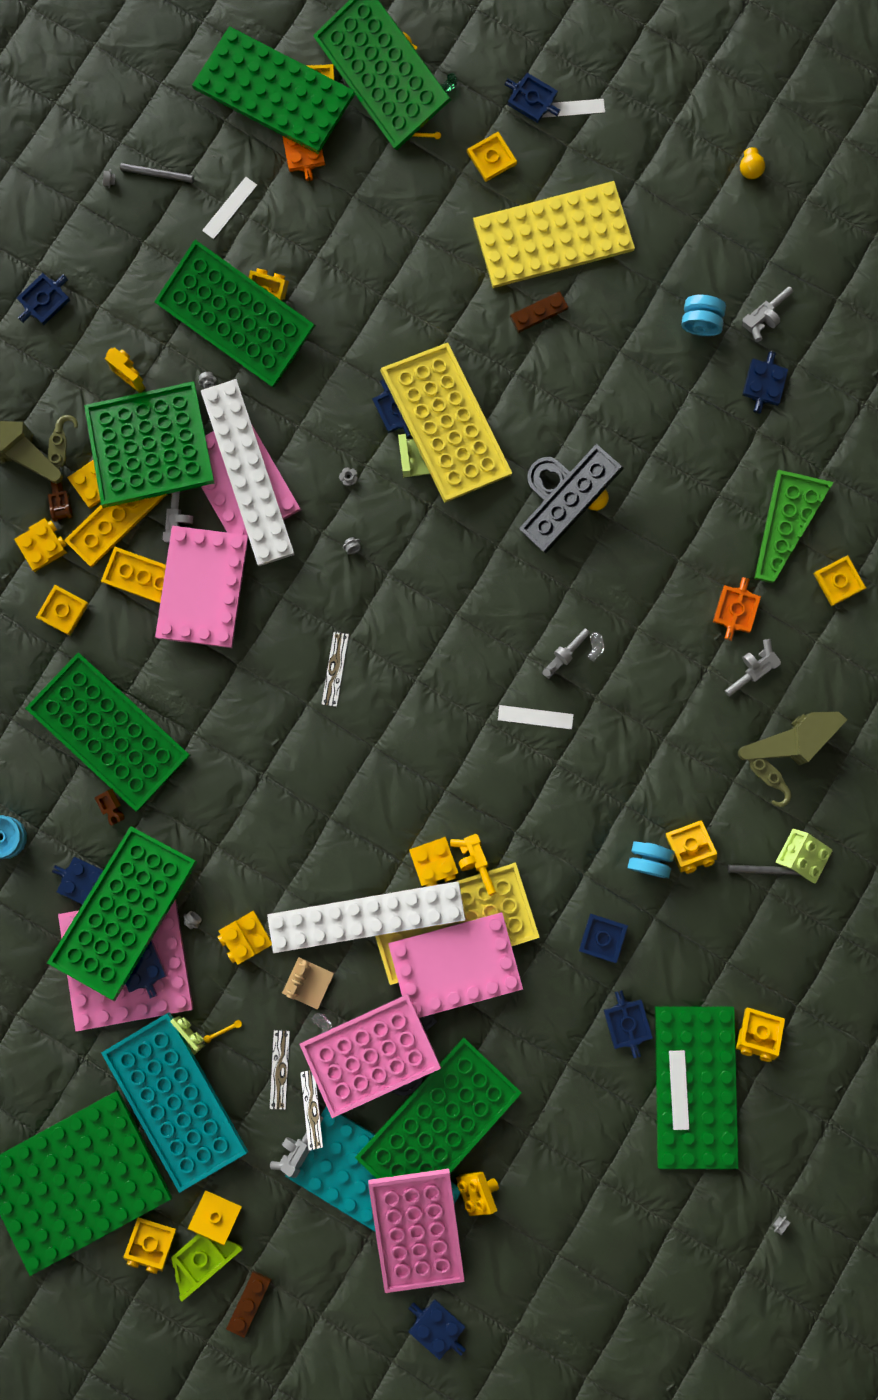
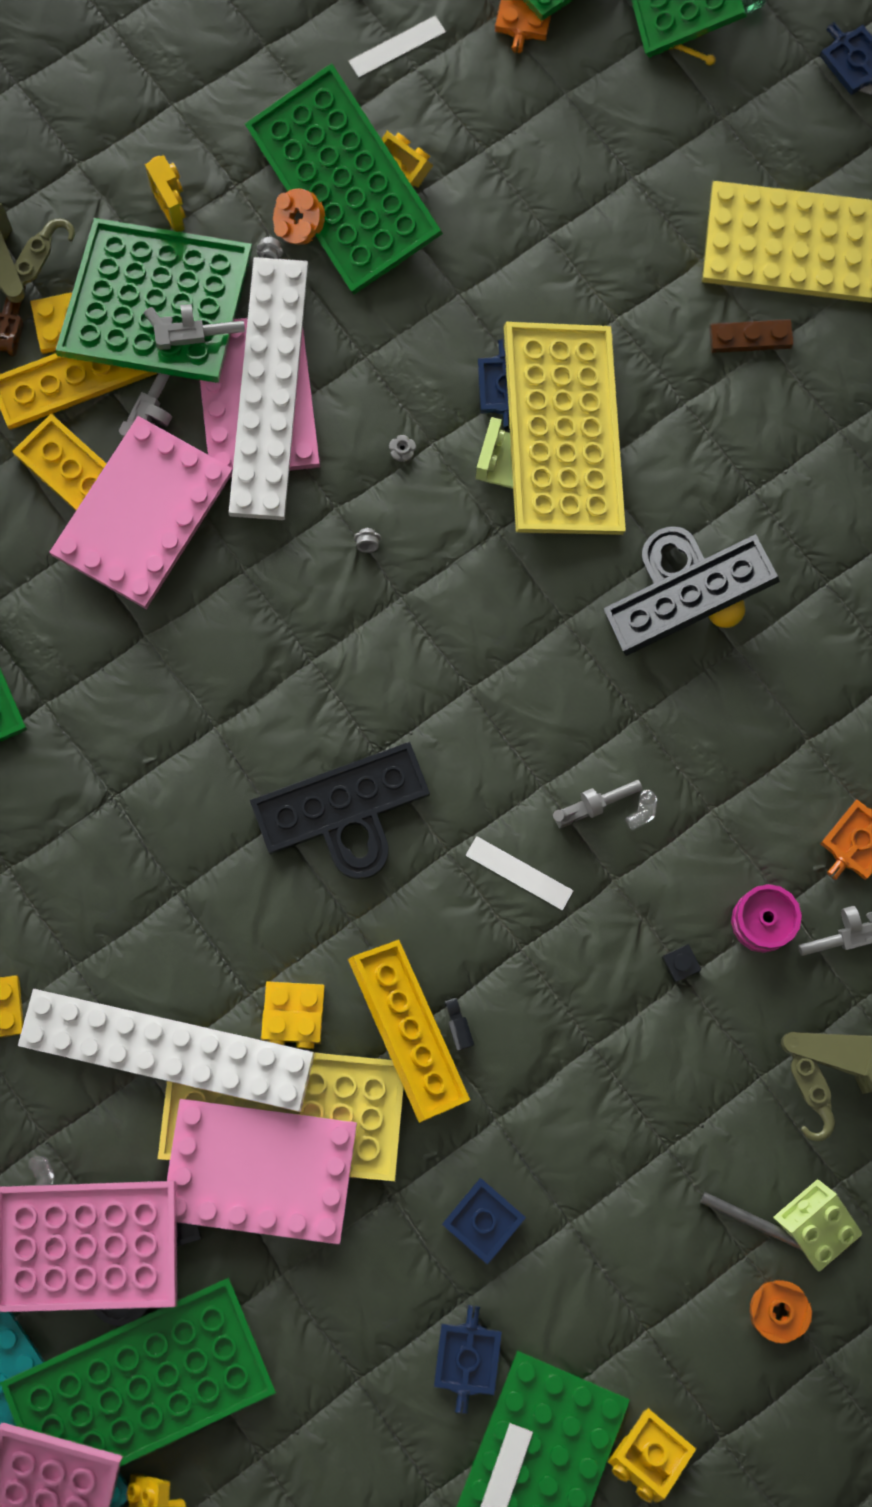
camera: 20 degrees right, 5 degrees down
(43, 299) = (103, 65): dark blue plate -> none
(181, 457) = (188, 331): none -> light grey piece
(206, 350) = (284, 216): none -> orange plate
(308, 983) = (46, 1108): tan hinge -> none
(335, 669) = (273, 695): sticker -> none
(406, 717) = (342, 799): none -> black plate
(475, 859) = (351, 1035): yellow piece -> none
(491, 156) = (771, 113): yellow plate -> none
(509, 842) = (409, 1030): none -> yellow plate
(538, 827) = (458, 1026): none -> black bar
(651, 858) = (599, 1134): medium azure wheel -> none
(658, 731) = (681, 963): none -> black plate
(692, 847) = (662, 1144): yellow plate -> none
(701, 672) = (778, 907): none -> dark pink wheel
(809, 908) = (796, 1303): none -> orange plate

